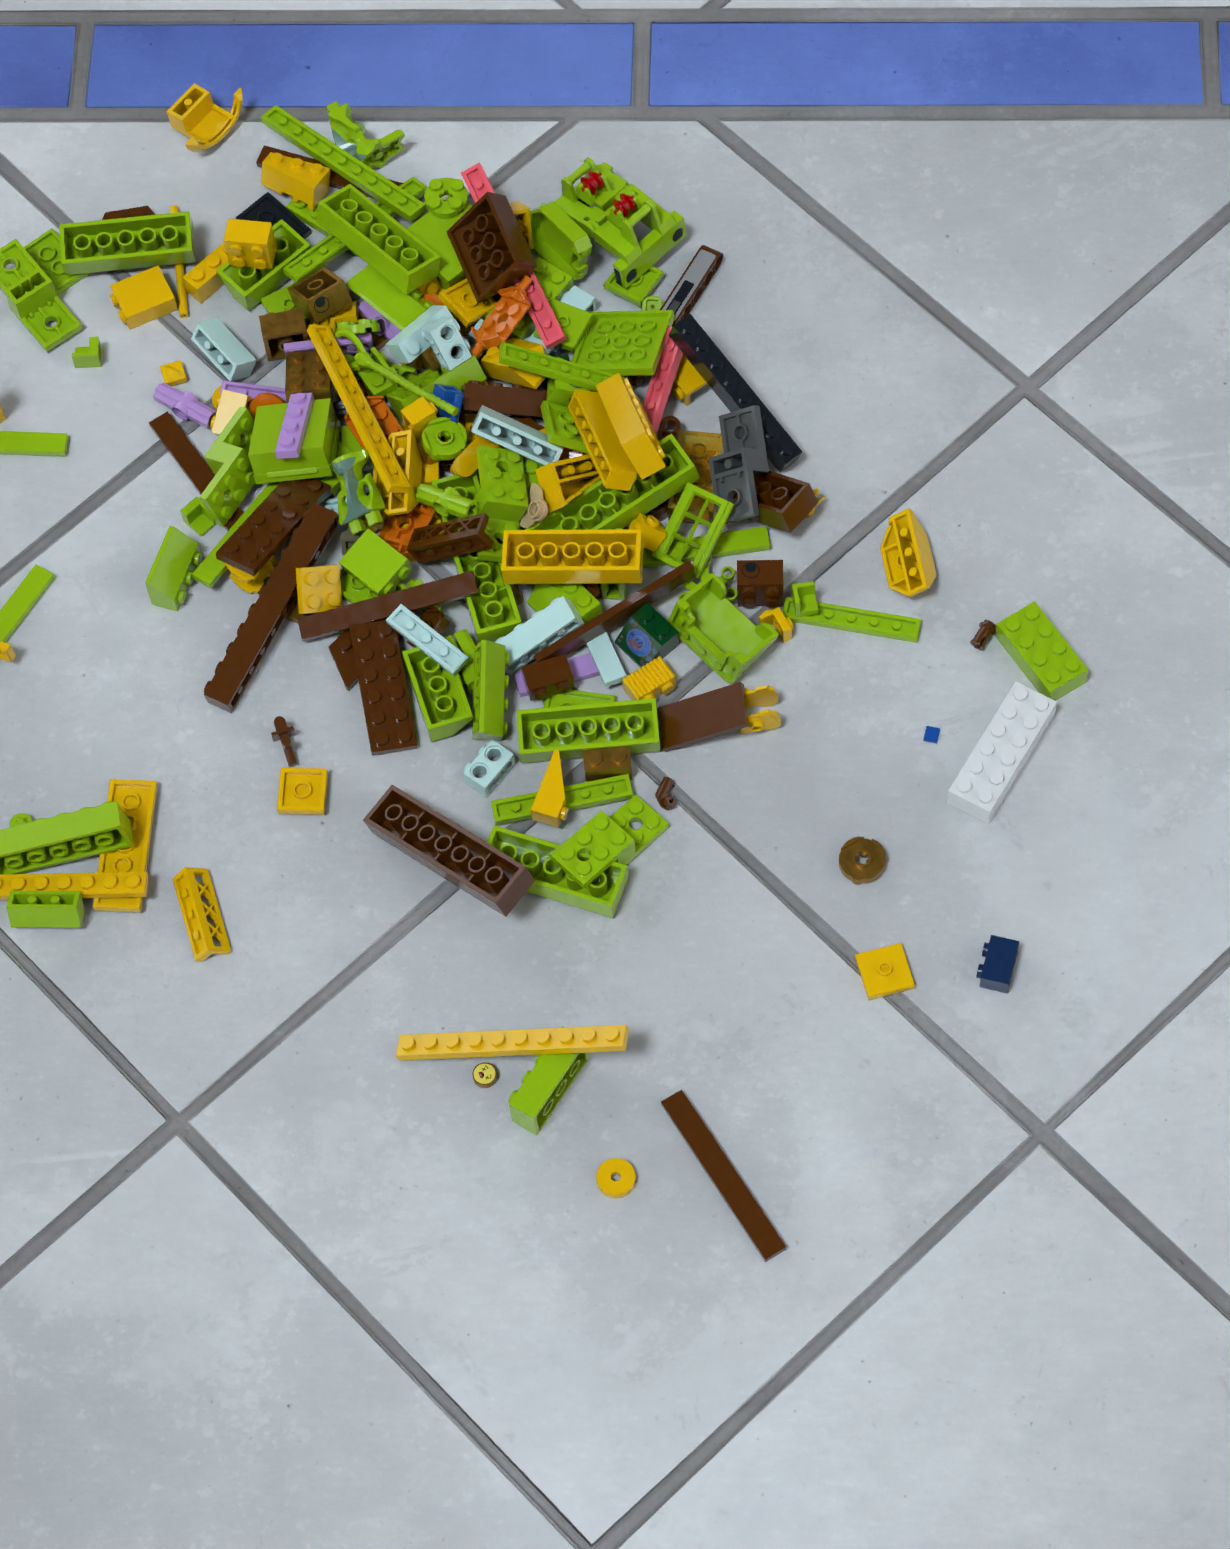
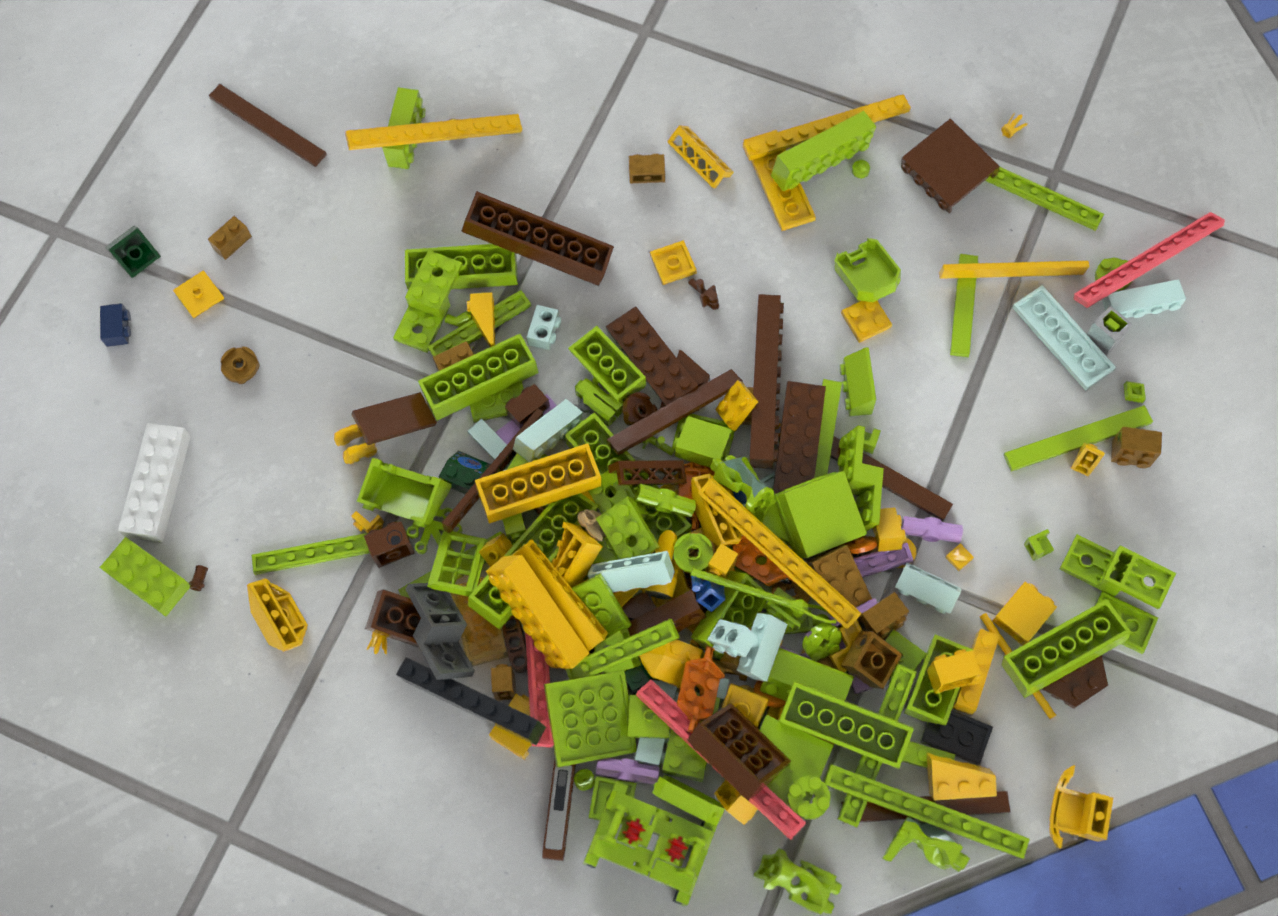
camera: 155 degrees right, 5 degrees up
(45, 909) = (807, 112): lime brick -> none
(89, 683) = (871, 278): none -> lime piece
(121, 647) = (866, 319): none -> yellow plate
(273, 919) = (647, 168): none -> pearl gold brick
(294, 425) = (820, 511): lavender plate -> none
(427, 640) = (629, 389): light aqua tile -> none
(489, 143) = (780, 870): none -> lime hips
(489, 691) = (564, 371): lime slope -> none
(577, 816) = (459, 320): none -> lime arm
(607, 296) = (628, 770): none -> lavender piece
(612, 1188) = (341, 104): yellow piece -> none
(650, 680) = (449, 437): yellow brick -> none
(663, 795) = (405, 358): reddish brown arm -> none
(695, 407) = (503, 682): none -> pearl gold brick
(804, 599) = (350, 546): lime panel -> none
(821, 1023) = (229, 237): none -> pearl gold brick
(931, 734) = (218, 484): blue window -> none
(951, 1055) = (133, 251): none -> dark green slope

